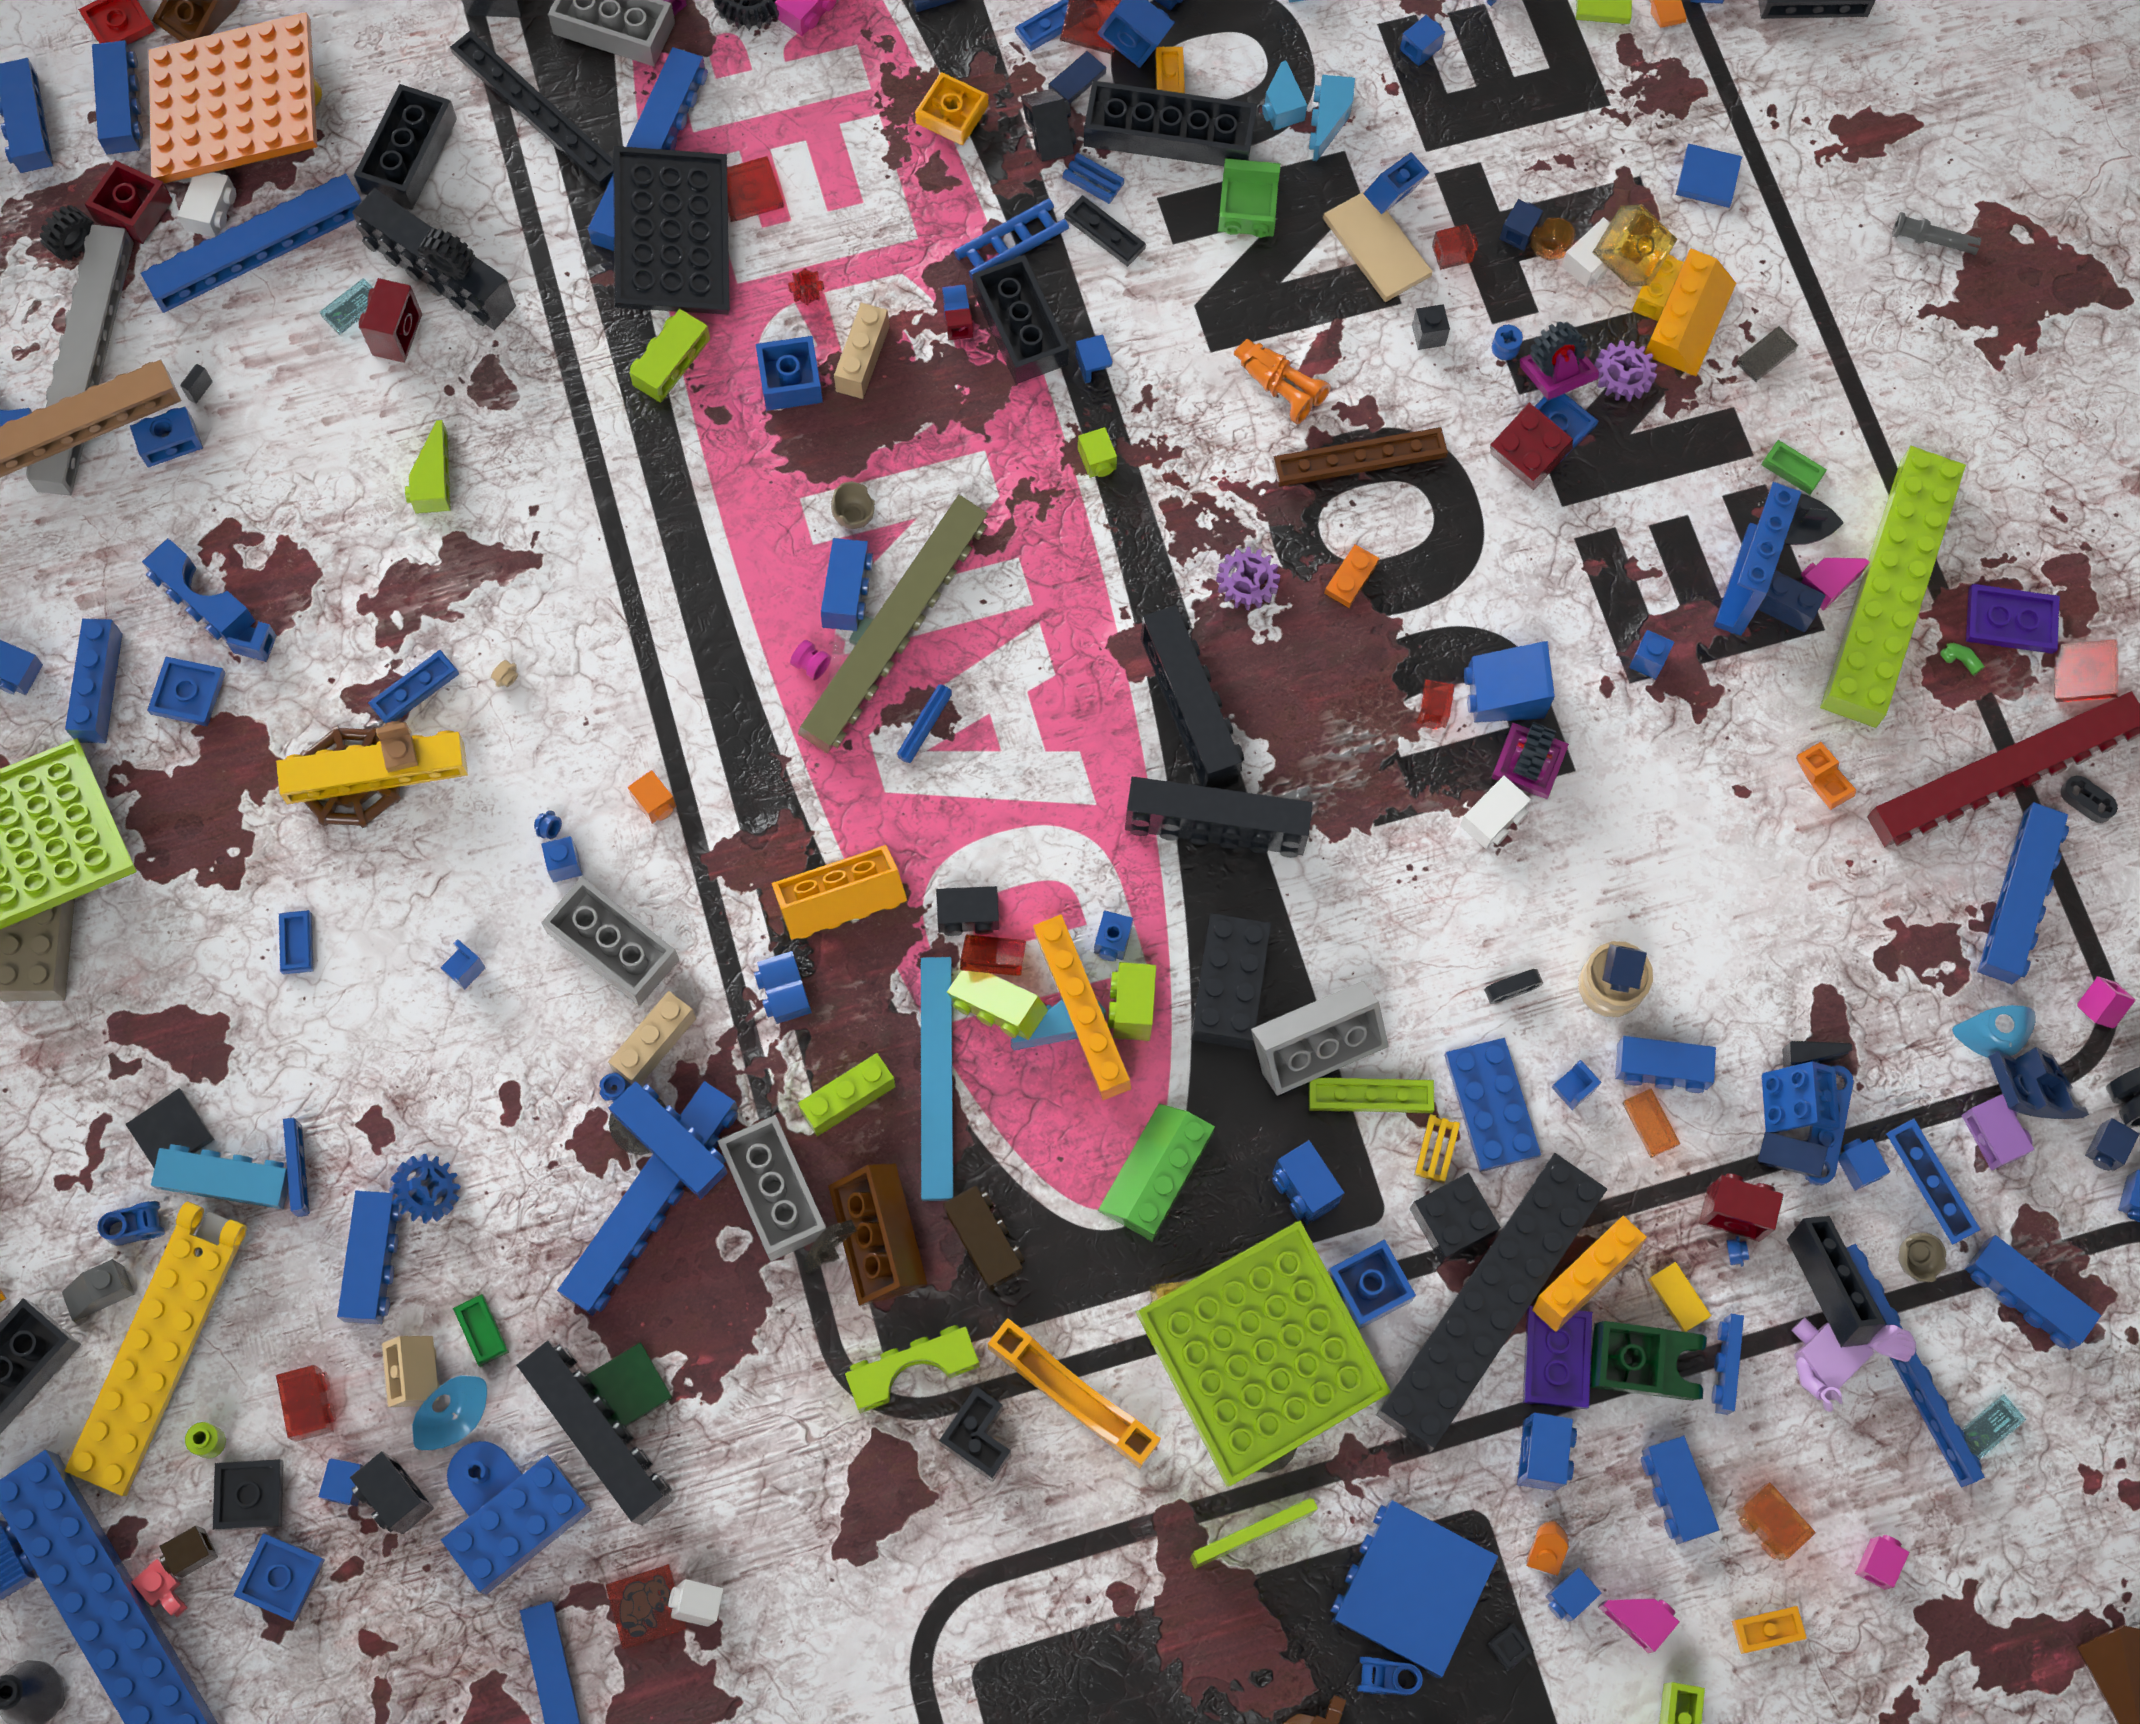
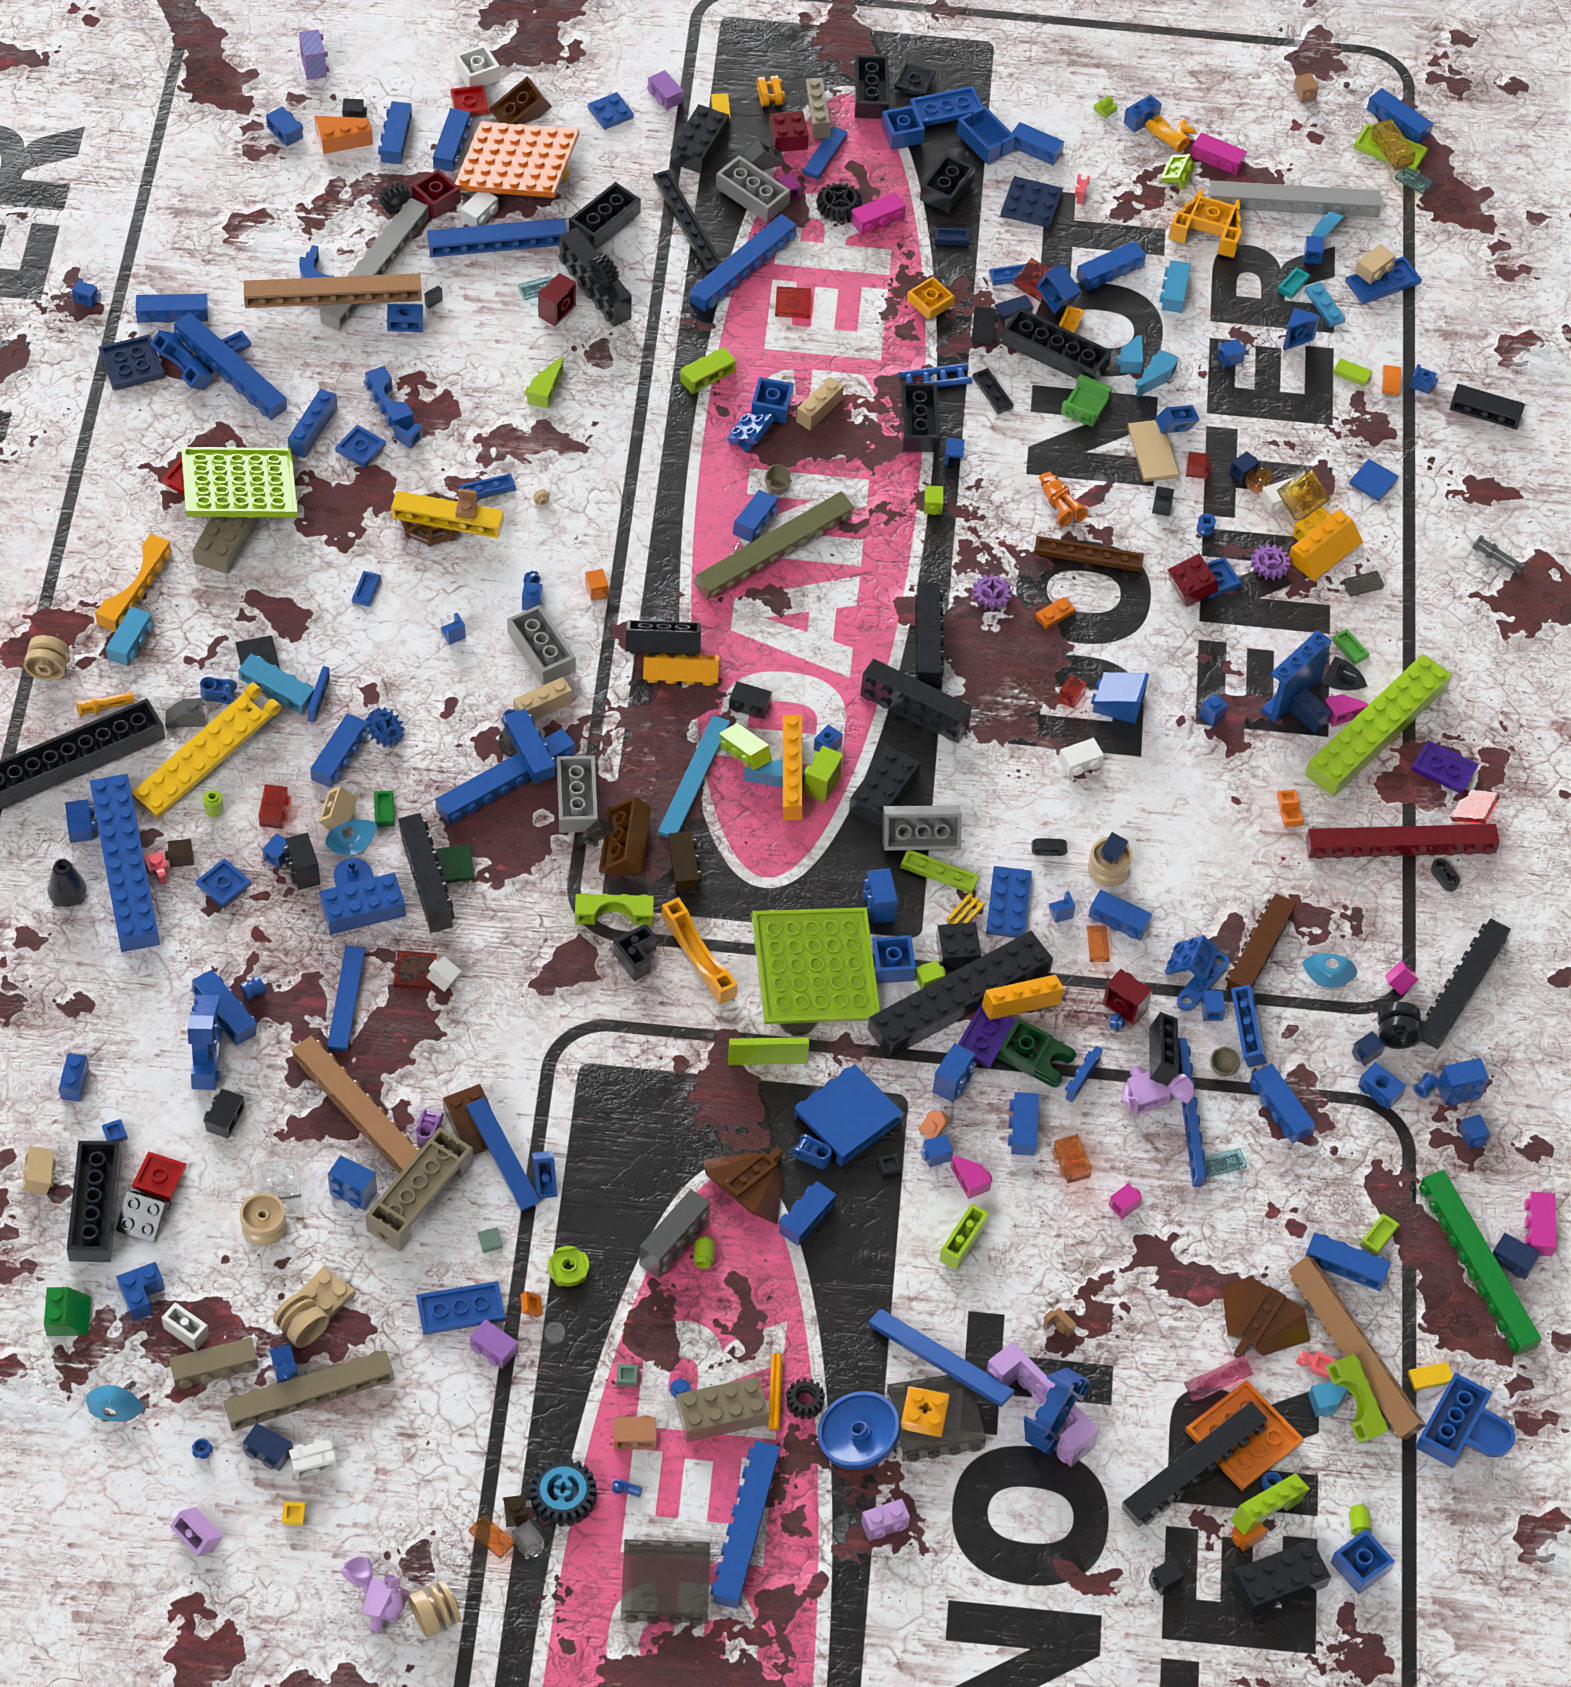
camera: 20 degrees right, 15 degrees down
(248, 1495) = (223, 839): black plate -> none
(670, 230) = (737, 306): black plate -> none
(776, 436) = (750, 430): none -> blue plate
(783, 988) = (627, 703): blue brick -> none
(794, 856) = (663, 637): none -> black brick
(806, 286) = (802, 361): clear red gear -> none
(811, 660) = (717, 546): dark pink wheel -> none
(846, 1094) = (639, 765): lime brick -> none
(924, 723) = (768, 602): blue axle -> none
(957, 312) = (885, 402): leg -> none
(993, 955) = (753, 725): clear red tile -> none
(1096, 174) = (1001, 360): blue tile -> none
(1157, 1170) = (799, 865): bright green slope -> none
(1435, 1287) = (929, 973): none -> lime brick
(1531, 759) = (1116, 737): magenta plate -> none
(1559, 361) = (1230, 540): plate -> none
(1679, 1297) = (1072, 1032): yellow tile -> none
(1769, 1629) = (1043, 1209): light orange plate -> none
(1792, 1155) = (1173, 986): dark blue tile -> none
(1805, 1051) = (1221, 942): black slope -> none
(1886, 1031) = (1261, 942): none -> reddish brown brick
(1963, 654) = (1406, 775): bright green arm -> none
(1998, 1132) = (1302, 1018): medium lavender brick -> none
(2023, 894) = (1378, 906): blue brick -> none
(2035, 1085) = (1337, 1004): dark blue slope -> none

